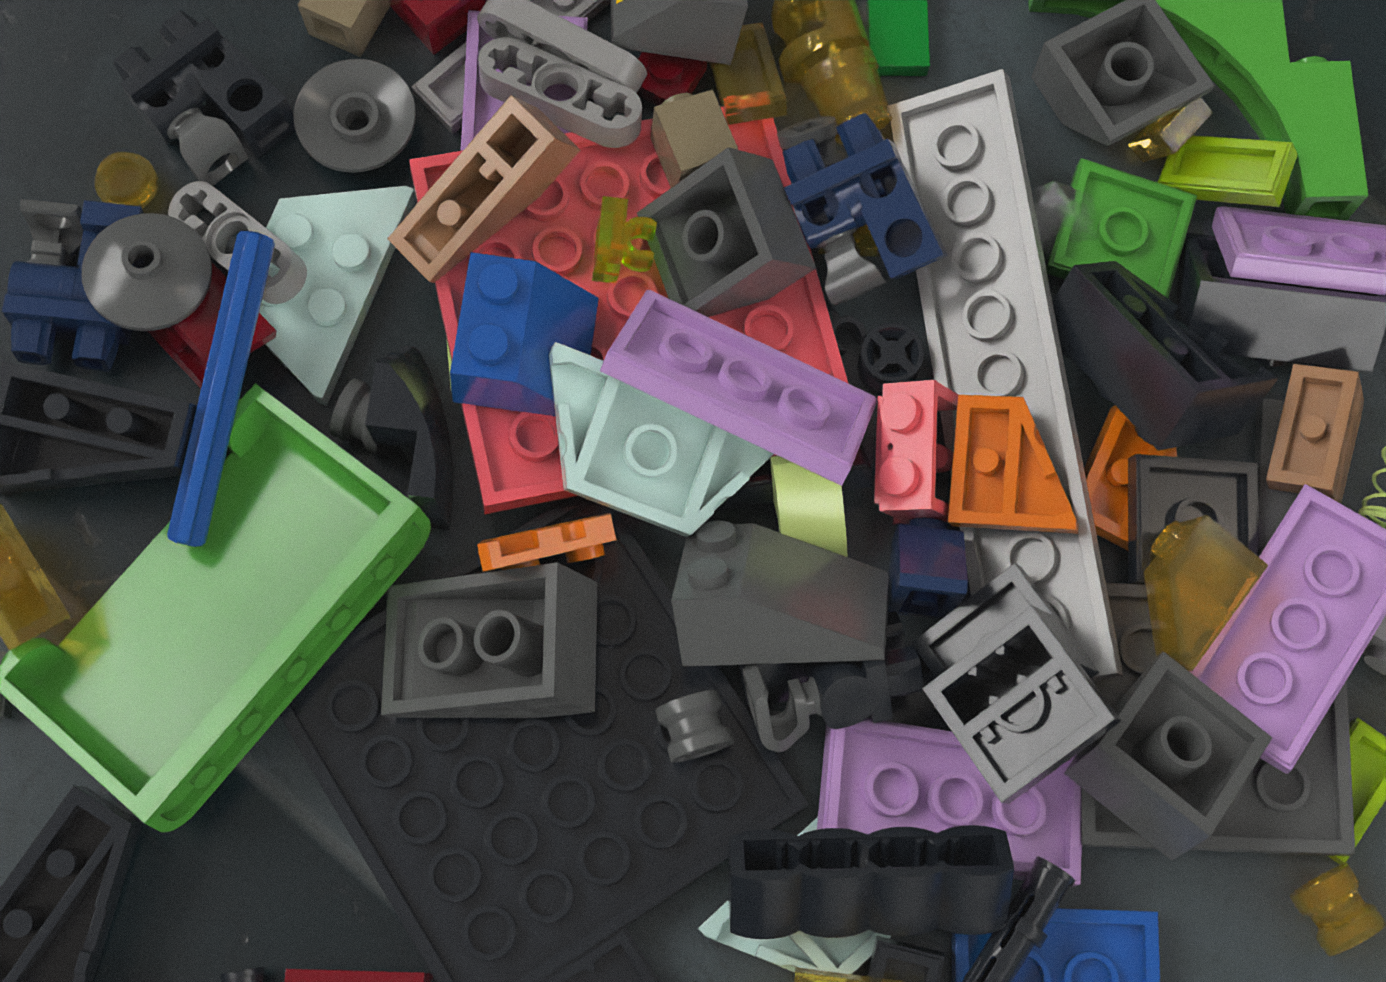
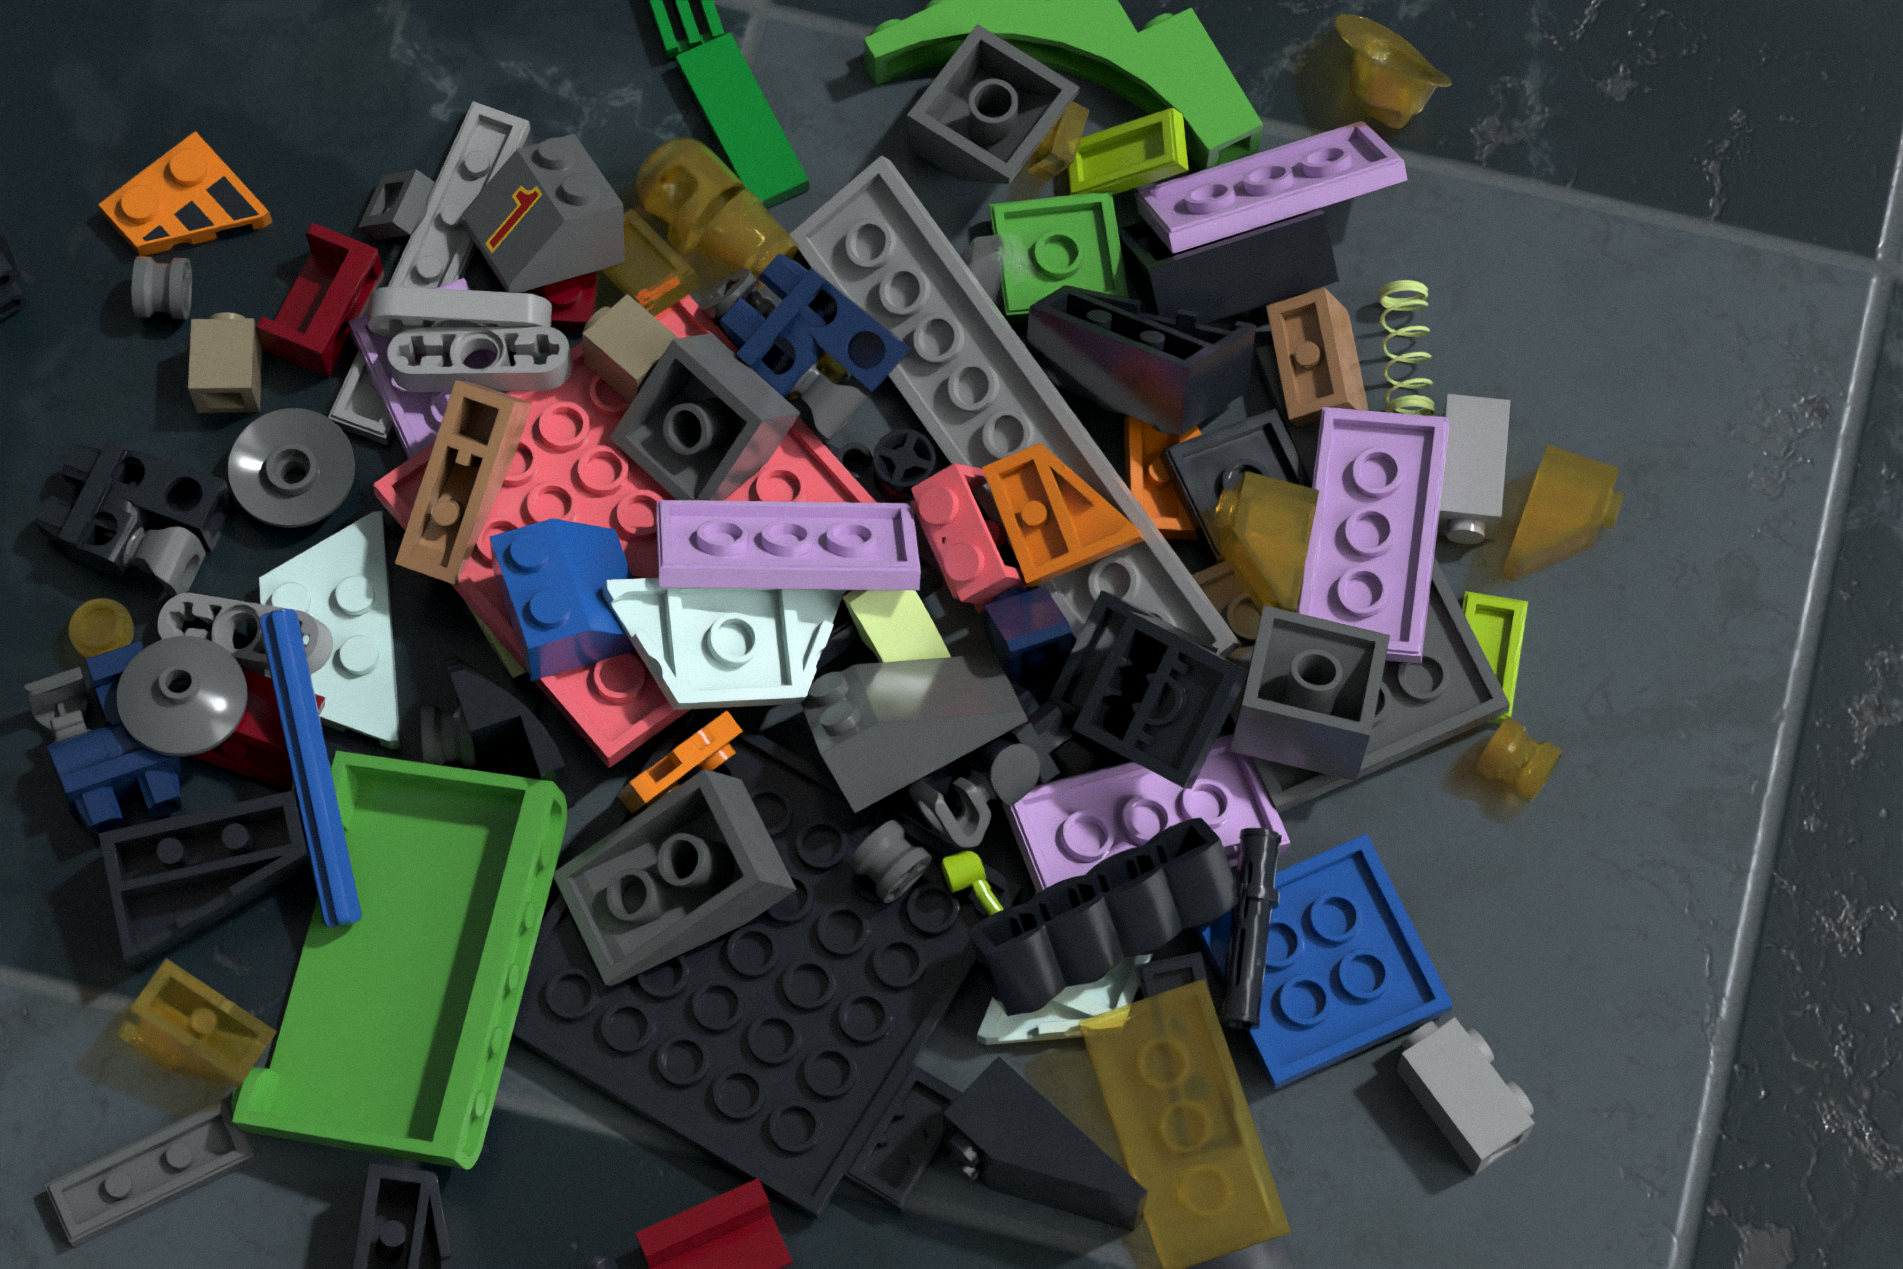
camera: 25 degrees left, 5 degrees down
(614, 241) = (605, 474): clear neon green tile -> none
(762, 768) = (966, 871): none -> lime hand

